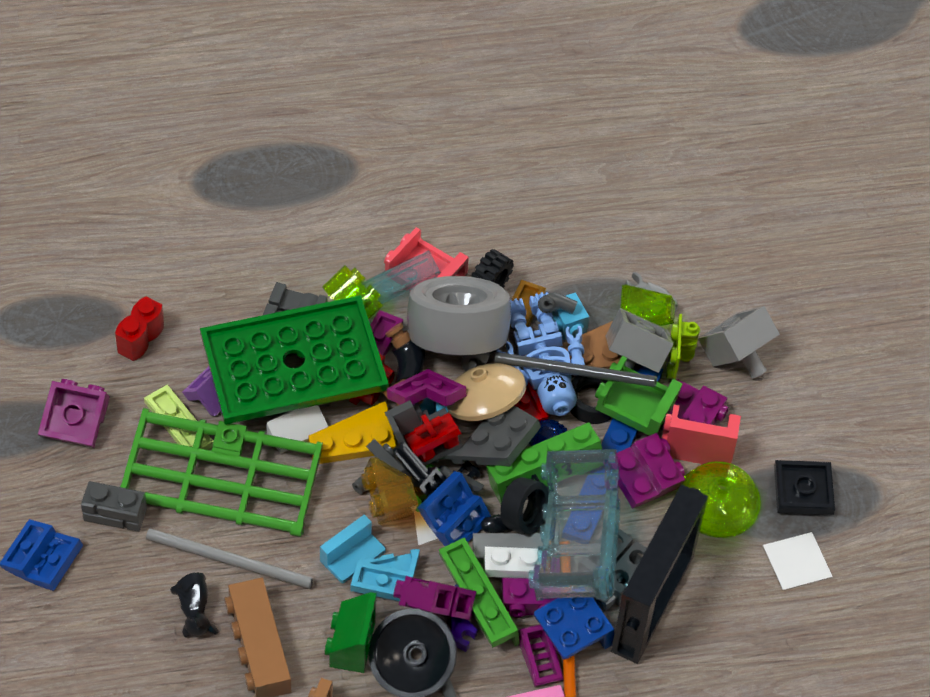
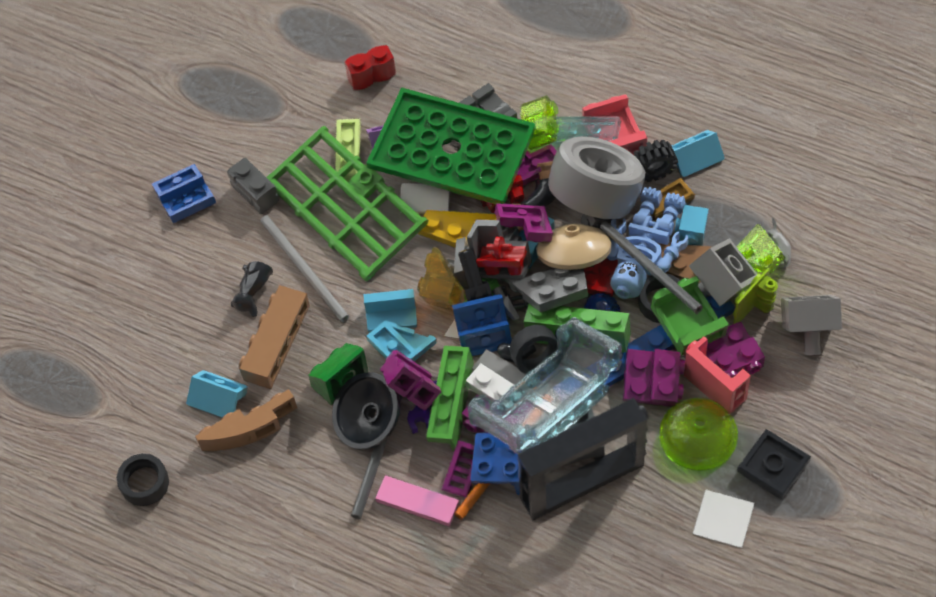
camera: 45 degrees right, 5 degrees up
(74, 413) = (279, 104): magenta plate -> none
(521, 245) = (698, 152): none -> medium azure panel
(556, 301) = (682, 206): dark grey arm -> none

